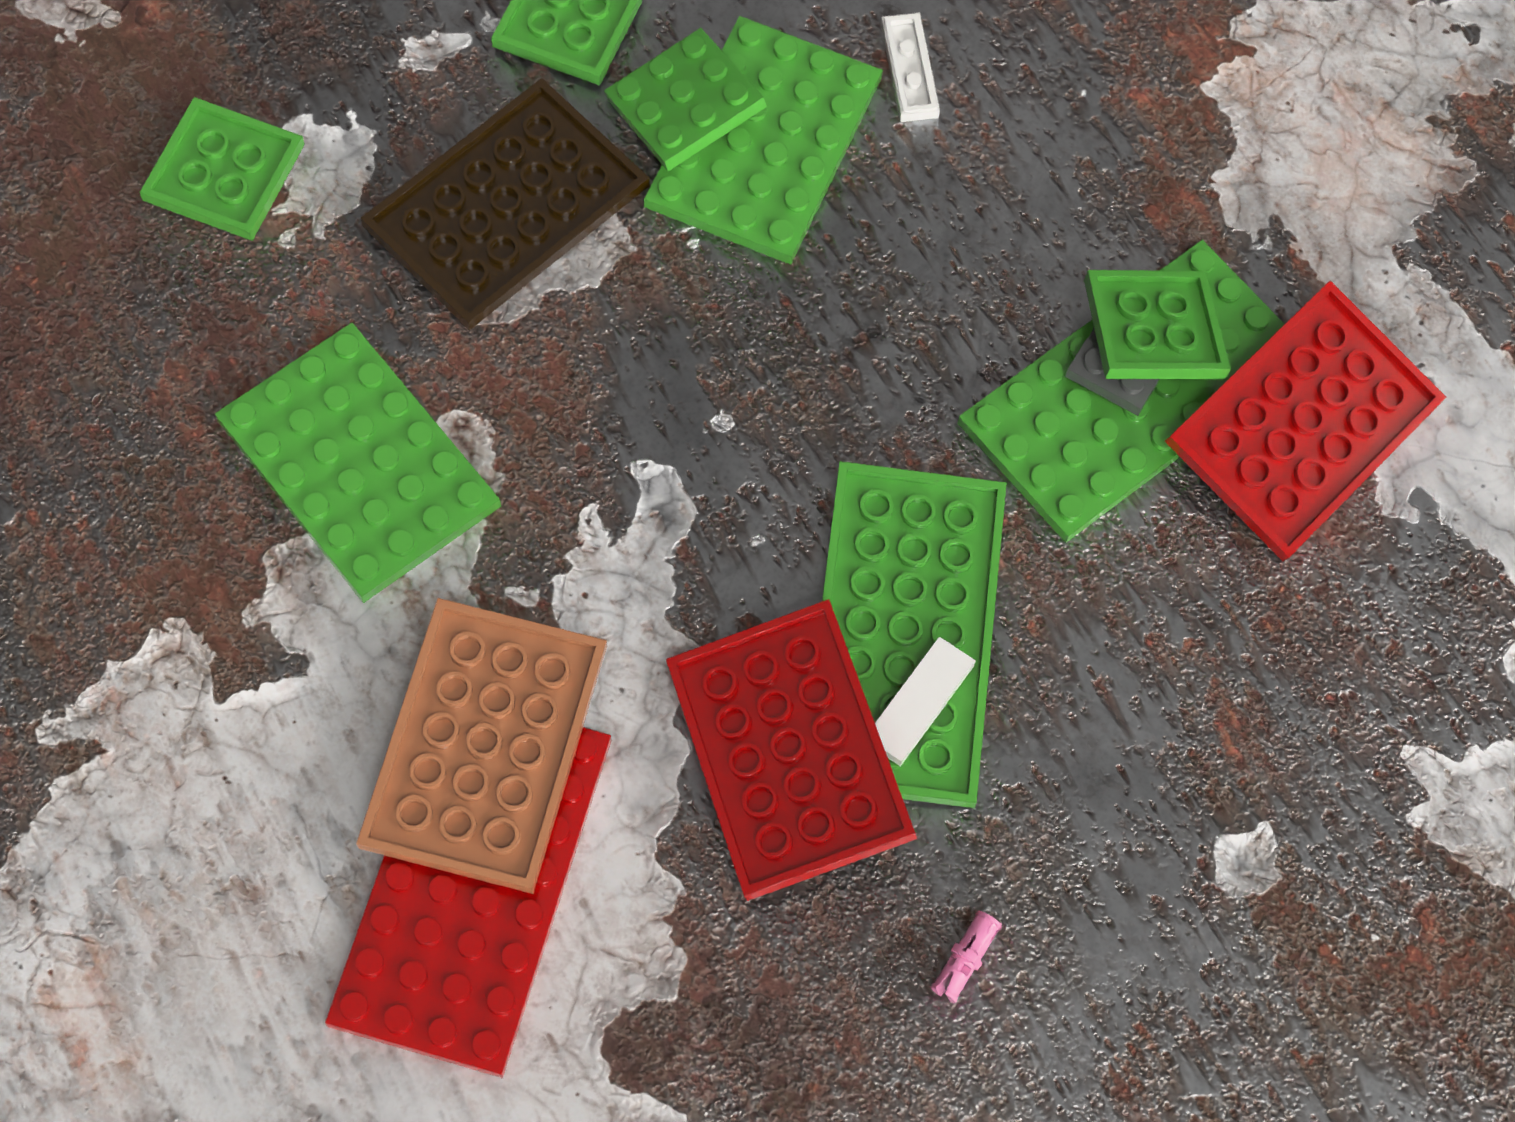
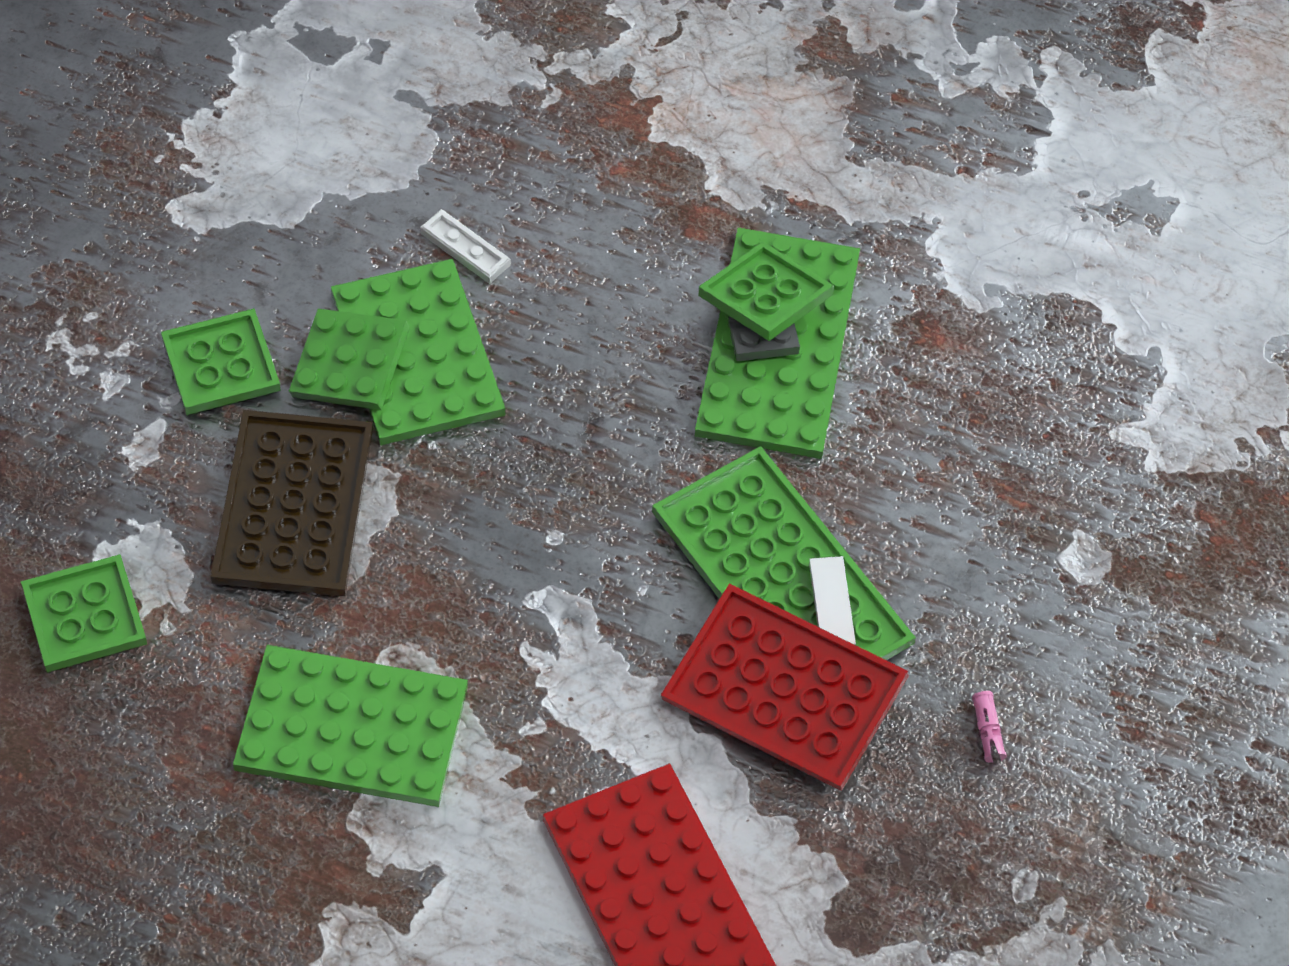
camera: 40 degrees left, 10 degrees down
(483, 745) = (606, 822): nougat plate -> none
(1305, 420) = (894, 288): red plate -> none

